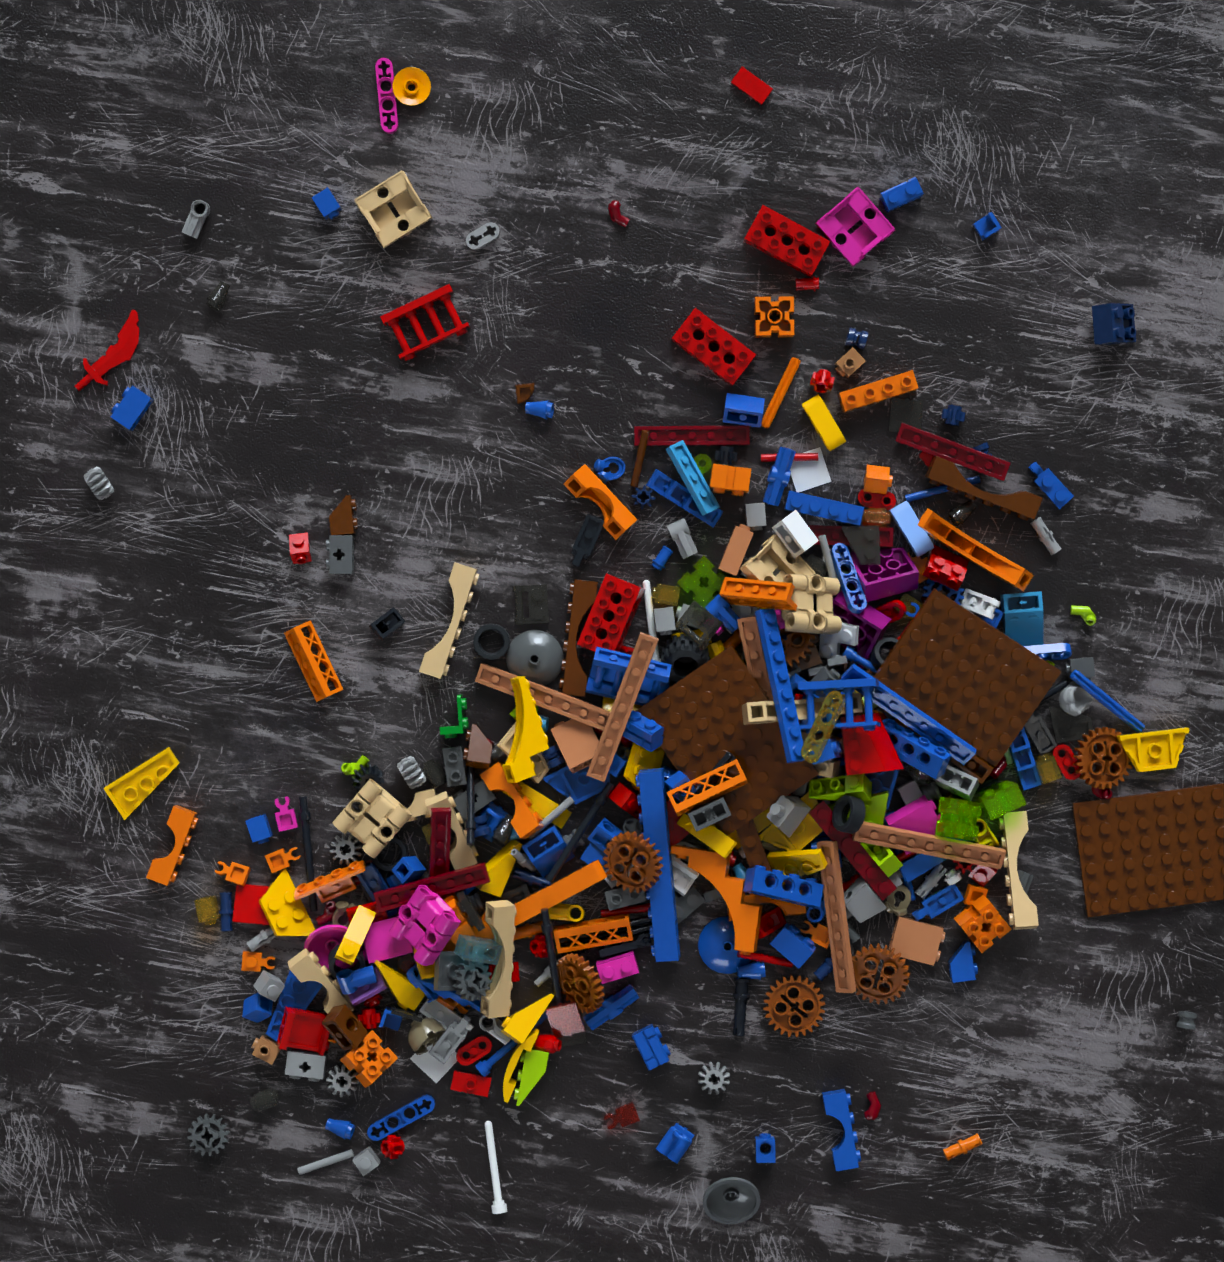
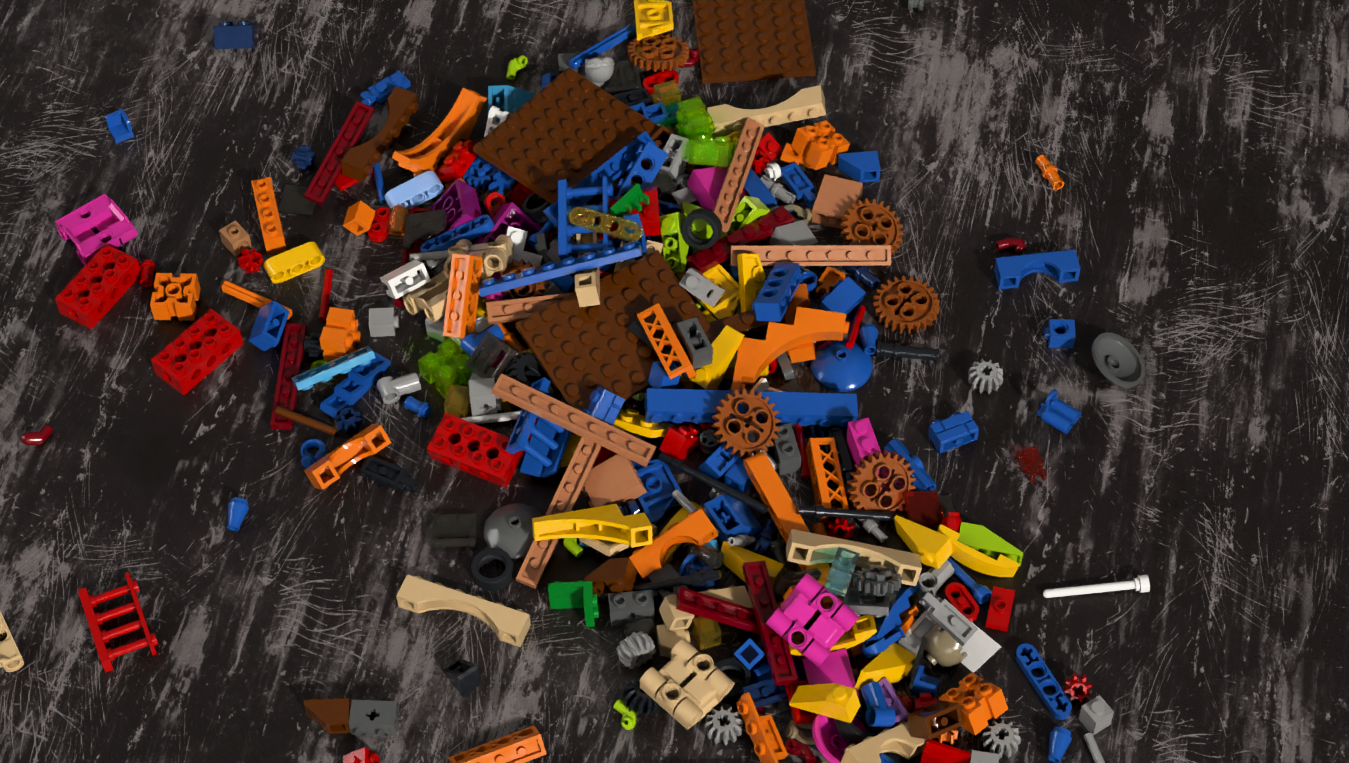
camera: 90 degrees left, 35 degrees down
(480, 232) = (35, 563): light grey beam -> none
(524, 392) = (215, 531): reddish brown tile -> none
(563, 912) = (804, 489): yellow piece -> none
(575, 679) = (452, 479): reddish brown arch -> none
(735, 550) = (415, 332): nougat brick -> none
(779, 476) = (342, 298): blue piece -> none
(809, 473) = (345, 281): white sticker -> none
(824, 508) = (387, 248): blue arch -> none
(848, 740) = (629, 201): none -> green plate
(852, 338) = (211, 234): dark blue wheel -> none
(901, 194) = (71, 189): blue brick -> none
(1045, 536) = (435, 92): light grey pin -> none

